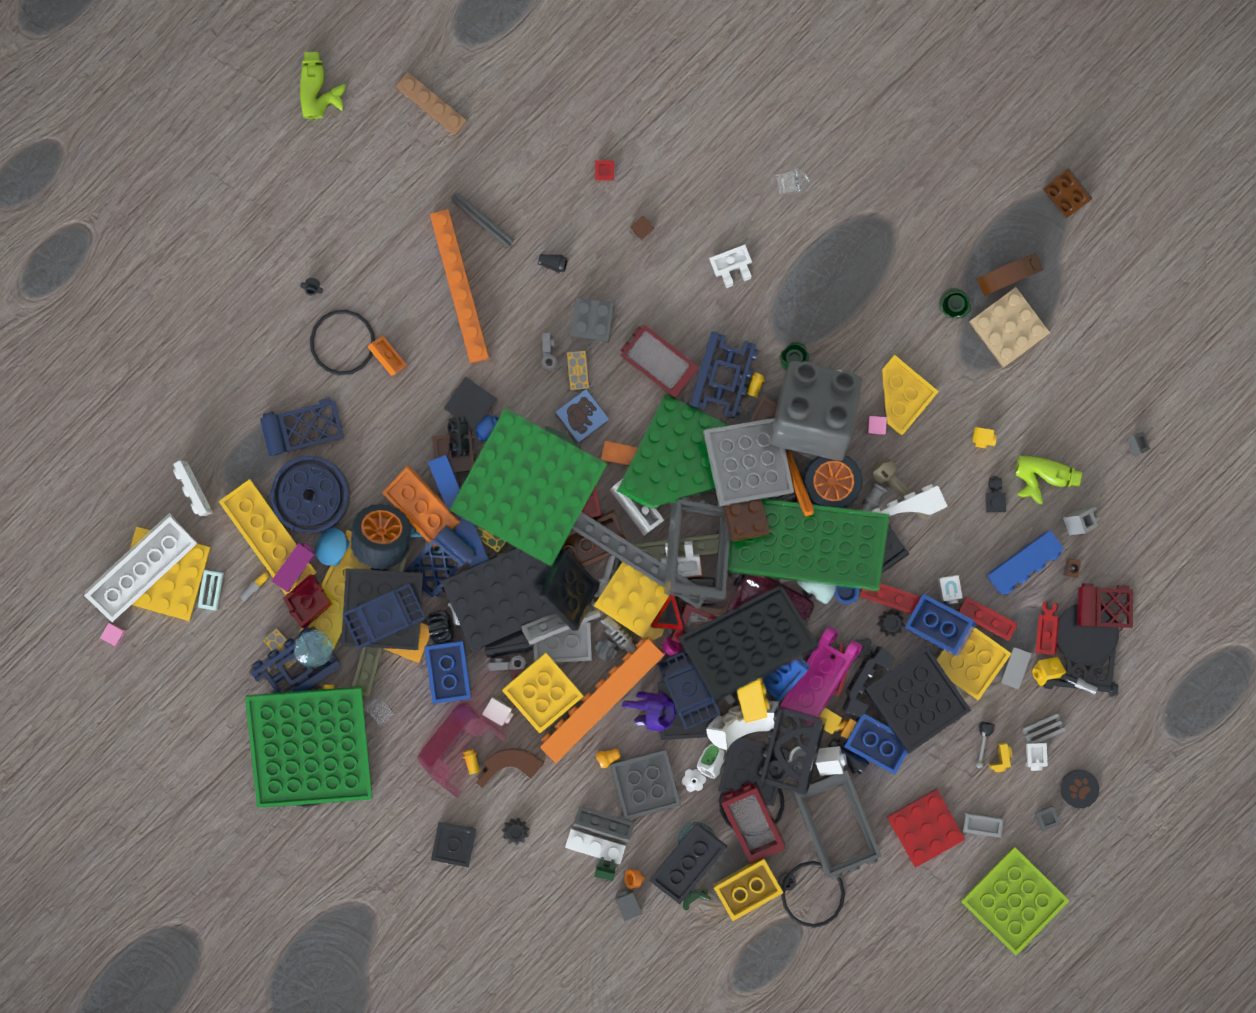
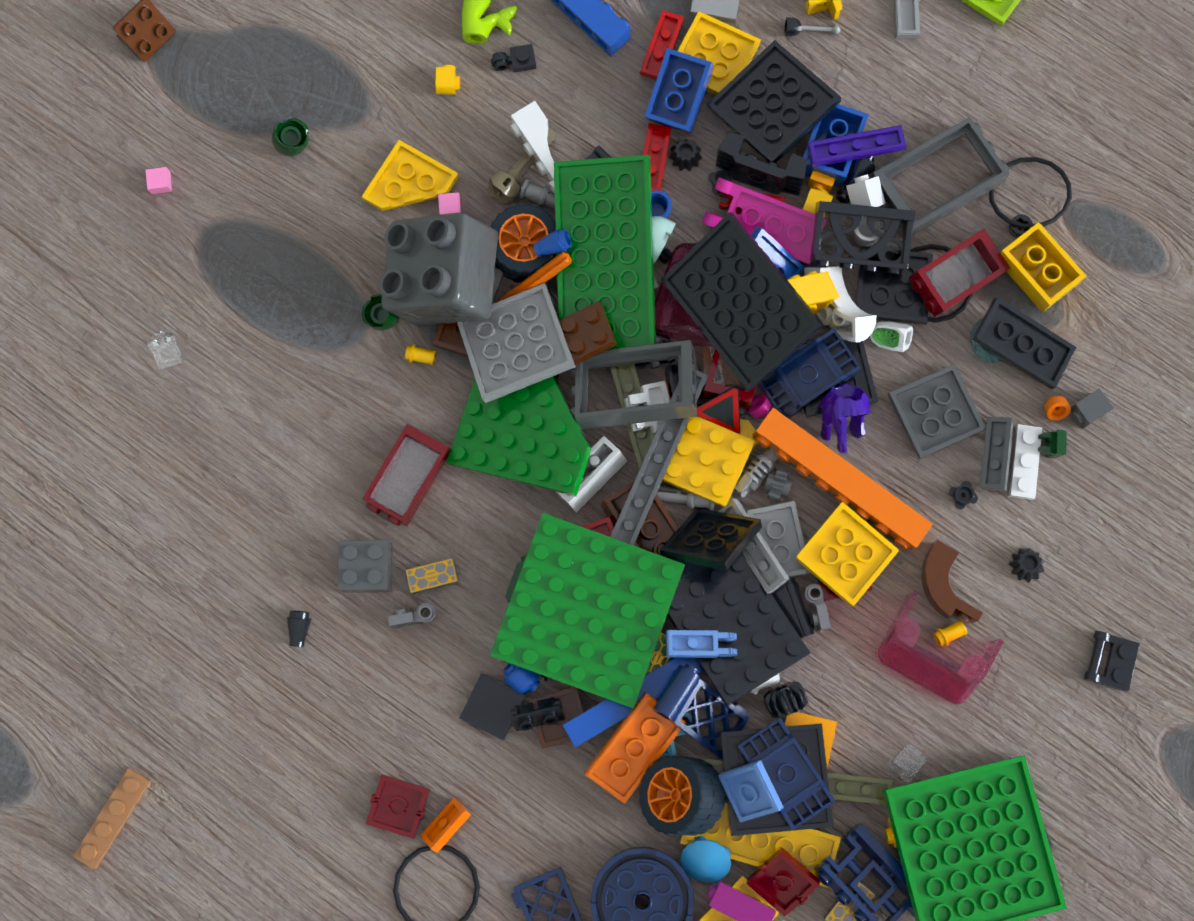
camera: 90 degrees left, 10 degrees down
(313, 649) = (845, 863): clear light blue dish -> none
(375, 587) = (750, 791): none -> medium blue tile
(406, 321) = (397, 806): none -> dark red plate
(430, 886) = (1119, 663): none -> black plate
(448, 672) = (842, 680): blue brick -> none
(453, 844) = (1060, 640): black plate -> none
(459, 286) = (342, 743): orange brick -> none
(482, 220) = (254, 728): dark grey axle -> none
(489, 566) = (698, 643): none -> medium blue hinge
(498, 711) = (880, 609): white brick -> none
(580, 788) = (970, 496): none -> black plate
(582, 415) = (488, 561): tile -> none
(604, 170) = (175, 580): red plate -> none
(607, 757) = (913, 465): light orange piece -> none
(618, 453) = (528, 507): orange plate -> none
(642, 227) = (242, 523): reddish brown piece -> none
(691, 775) = (918, 361): white plant -> none
(693, 896) = (1060, 331): dark green piece -> none
(709, 371) = (410, 413): dark blue fence -> none
(731, 260) = (271, 408): white plate -> none
(822, 504) = (554, 243): none -> blue cone
(868, 759) = (856, 146): none -> dark purple tile
(925, 828) = (923, 77): red plate -> none
(936, 190) = (158, 180): none -> bright pink piece
(950, 589) = (633, 91): white brick -> none
(1009, 327) = (312, 74): tan plate -> none
(1010, 274) = (249, 81): reddish brown arch -> none

